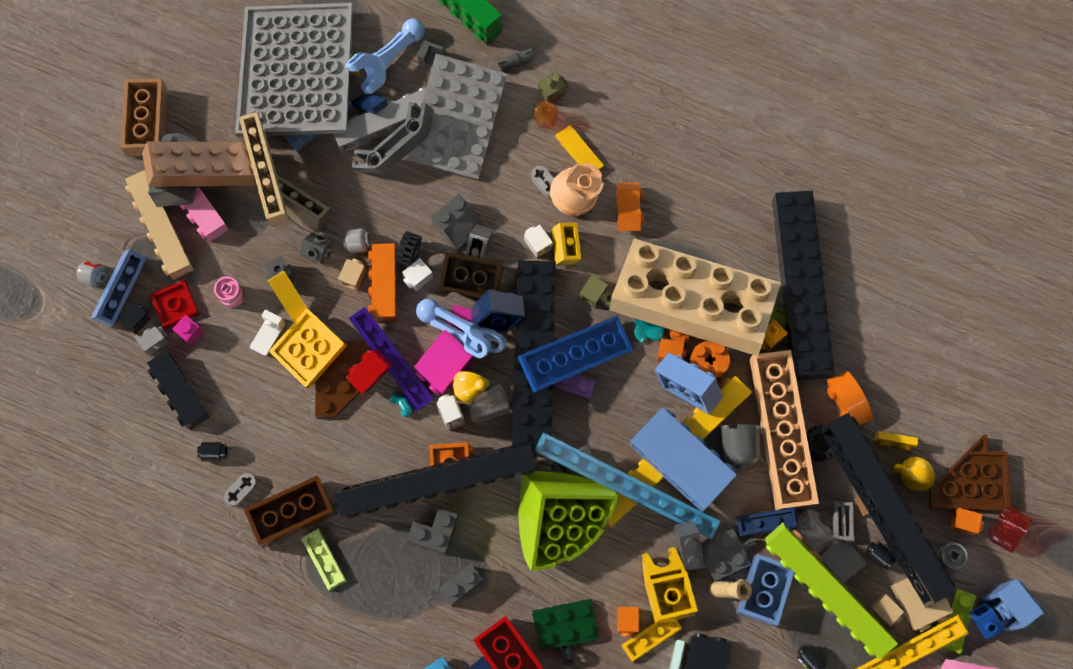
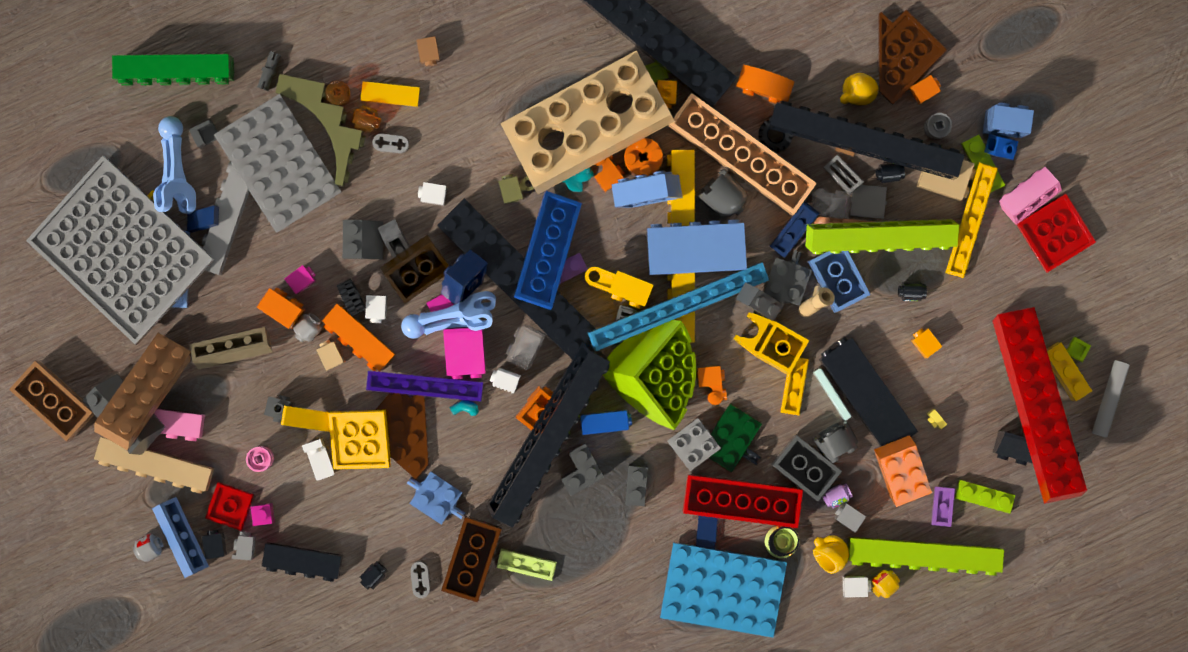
camera: 50 degrees left, 15 degrees up
(264, 169) = (190, 350): tan brick -> none
(314, 444) = (436, 498): none -> medium blue plate
(316, 248) = (285, 364): dark grey brick -> none
(355, 207) = (281, 308): none -> orange brick
(369, 370) = (421, 411): red brick -> none
(388, 206) = (300, 279): none -> dark pink brick
(398, 143) = (260, 229): dark grey piece -> none
(469, 386) = (501, 350): yellow piece -> none
(487, 514) = (605, 422): none -> blue brick
(525, 125) = (344, 139): none -> olive arch
(533, 599) = (693, 444): none -> light grey hinge
(546, 149) = (365, 119): none -> clear orange head
(552, 87) = (319, 65): olive brick -> none
(566, 243) = (456, 176): yellow brick -> none
(576, 189) = (421, 129): light nougat piece -> none
(598, 566) = (712, 378): none -> orange brick
(600, 431) = (621, 286): none -> yellow brick
(627, 621) = (769, 392): orange brick -> none
(628, 206) = (470, 101): orange brick -> none
(635, 148) = (428, 51): none -> medium nougat brick
(887, 440) = (831, 76): yellow plate -> none
(887, 611) = (930, 207): tan brick -> none
(1010, 528) = (958, 64): clear red brick -> none

